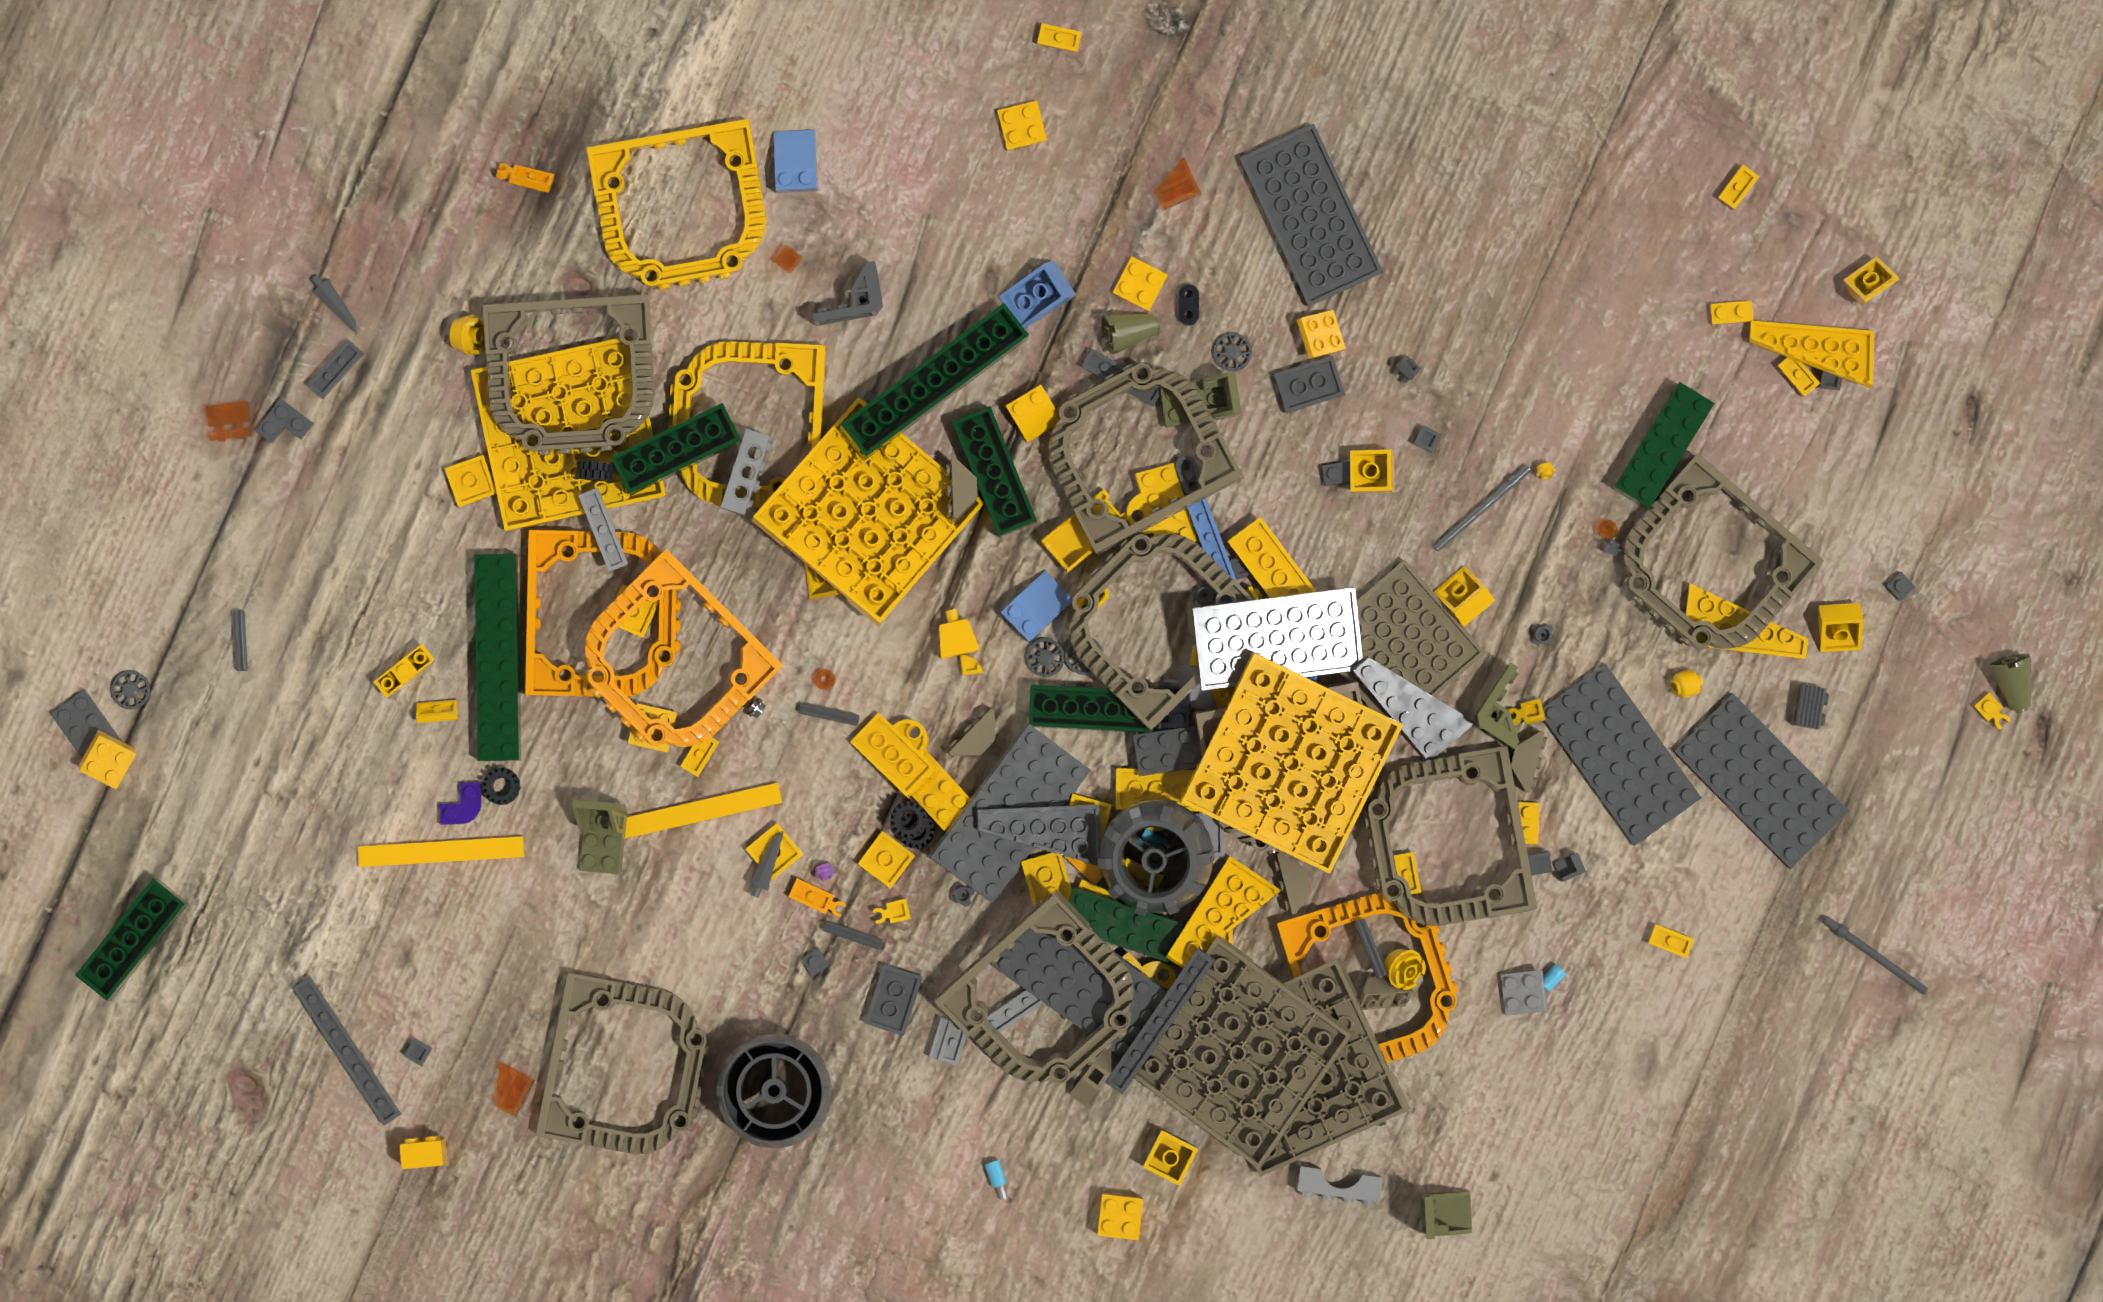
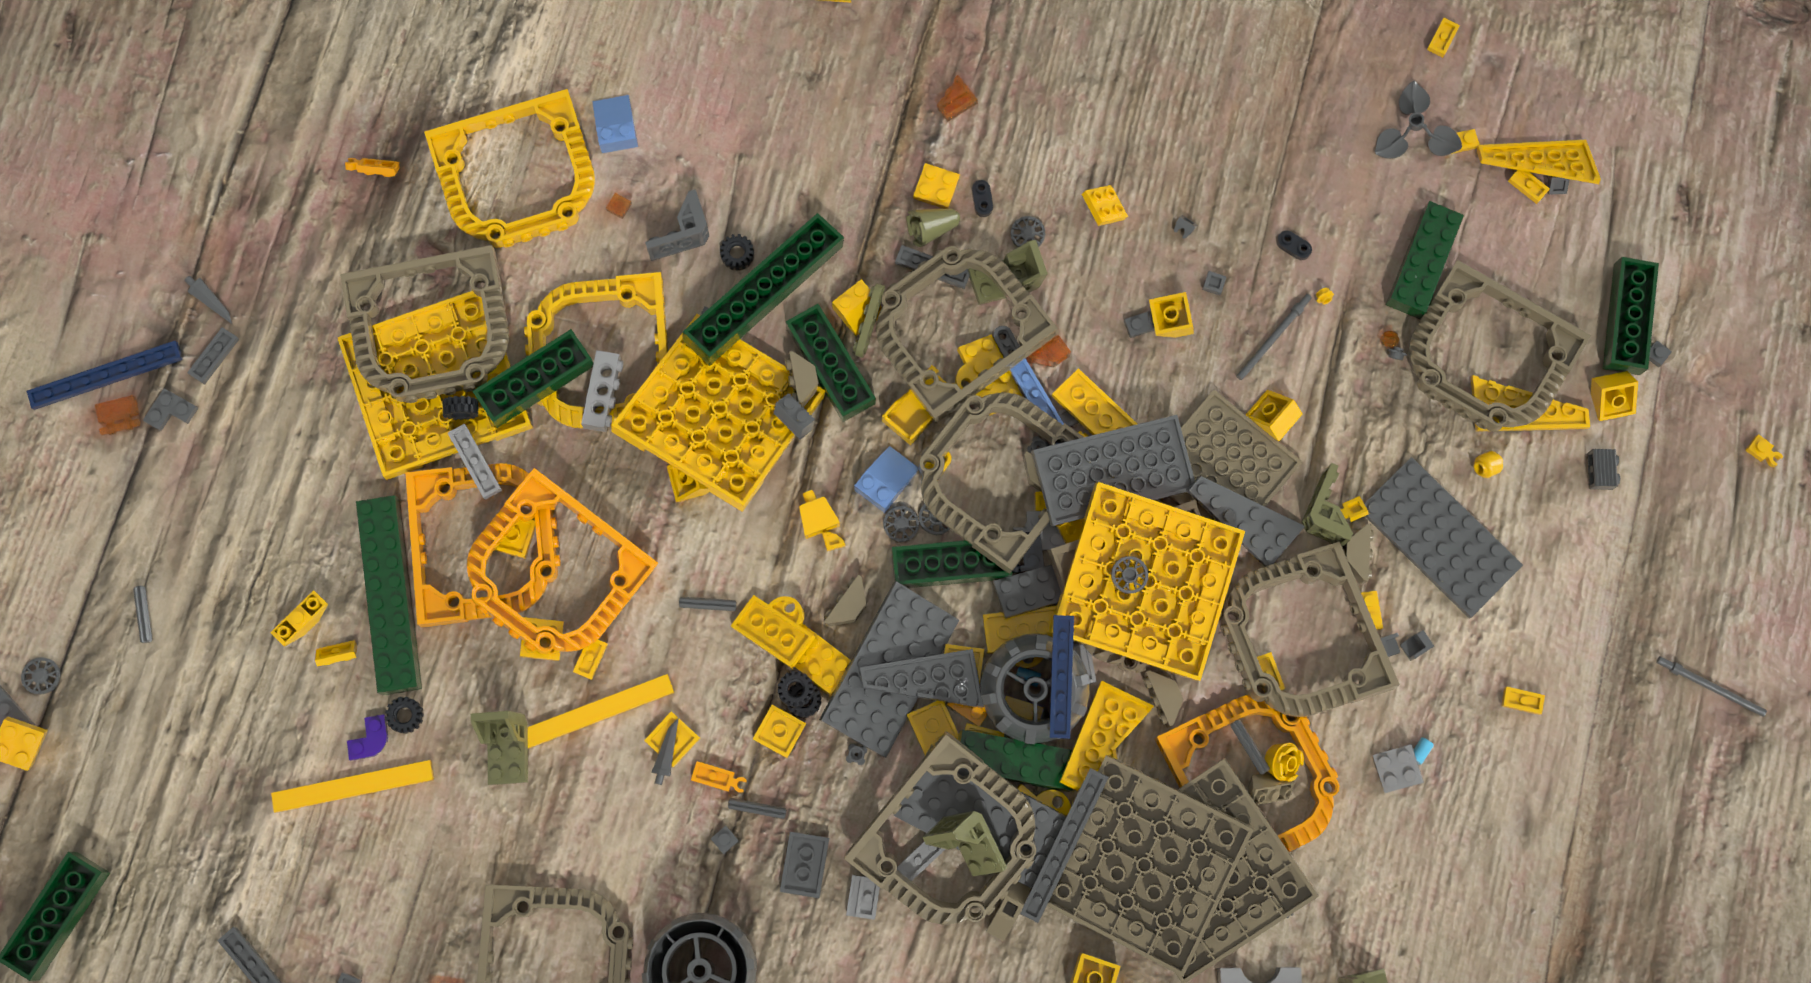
camera: 20 degrees left, 10 degrees down
(219, 374) = (104, 375): none -> dark blue plate
(467, 335) = (330, 307): yellow cone -> none
(471, 481) = (348, 438): yellow plate -> none
(755, 708) = (638, 607): dark grey plate -> none
(818, 677) = (699, 566): clear orange plate -> none
(824, 871) = (722, 751): medium lavender plate -> none
(895, 911) = (794, 779): yellow plate -> none
(904, 319) = (737, 262): none -> black tyre
(946, 531) = (794, 416): none -> dark grey brick
(1022, 125) = (811, 68): yellow plate -> none
(1038, 294) = (848, 204): medium blue slope -> none
(1045, 423) = (866, 328): none -> olive plate
(1068, 1001) = (973, 839): none -> olive bracket
(1181, 853) = (1061, 676): none -> dark blue plate
(1235, 494) = (1051, 353): none -> clear orange slope
(1272, 755) = (1129, 575): none -> dark grey wheel
(1309, 384) = (1101, 250): dark grey plate -> none
(1311, 215) = (1078, 108): dark grey plate -> none
(1523, 408) = (1293, 246): none -> black plate
(1539, 639) = (1353, 435): dark grey plate -> none
(1655, 303) = (1416, 101): none -> dark grey plant
(1761, 781) = (1573, 543): dark grey plate -> none
(1870, 280) = (1576, 96): yellow slope -> none
(1876, 542) = (1630, 316): none -> dark green brick
(2014, 680) = (1780, 419): olive cone -> none

